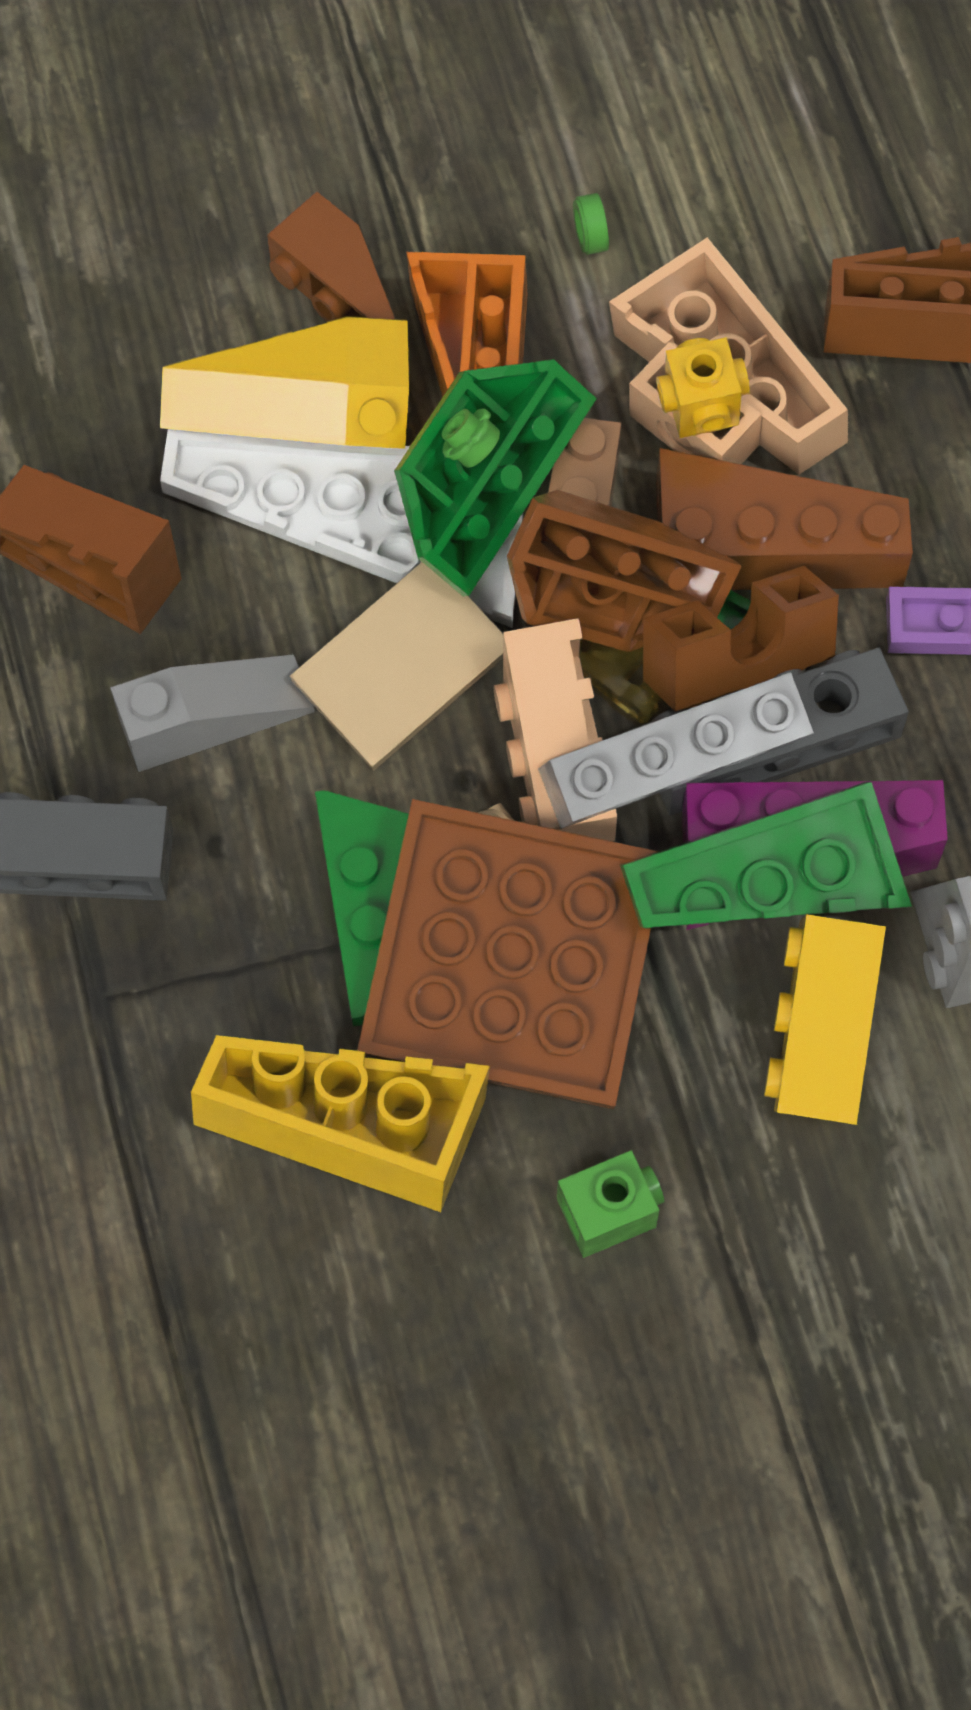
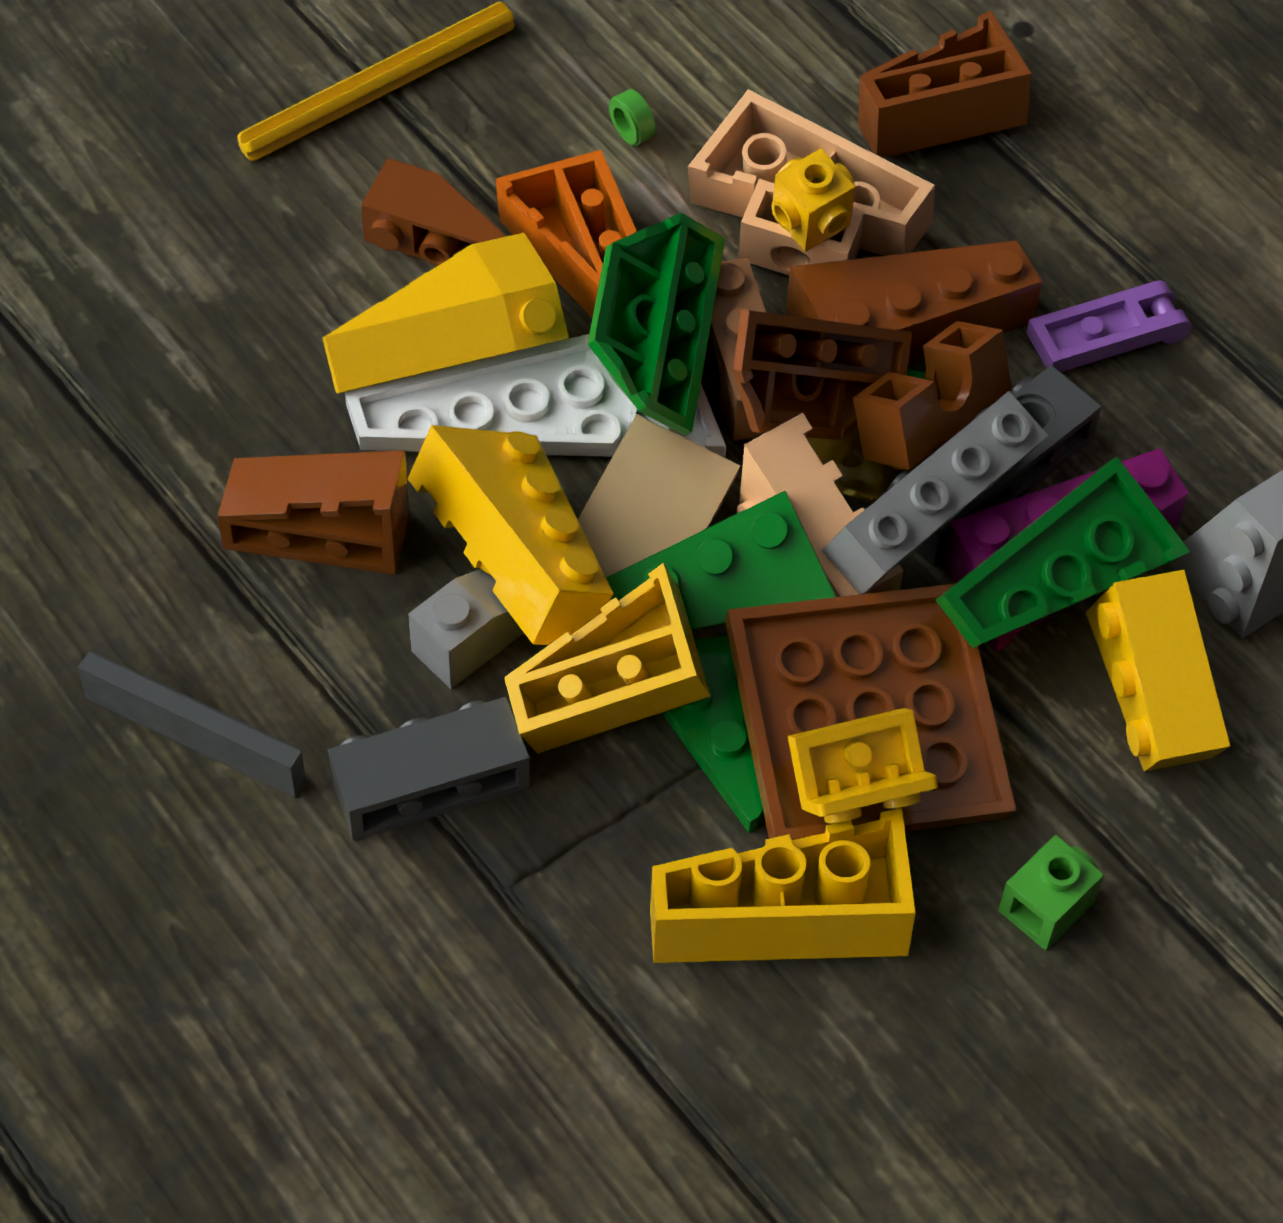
camera: 25 degrees left, 10 degrees down
(256, 632) = (515, 526): none -> yellow wedge
(281, 817) = (612, 670): none -> yellow wedge
(359, 97) = (375, 81): none -> yellow axle
(440, 754) = (738, 563): none -> green wing
(466, 1009) = (860, 765): none -> yellow bracket
(469, 437) = (643, 293): bright green plate -> none

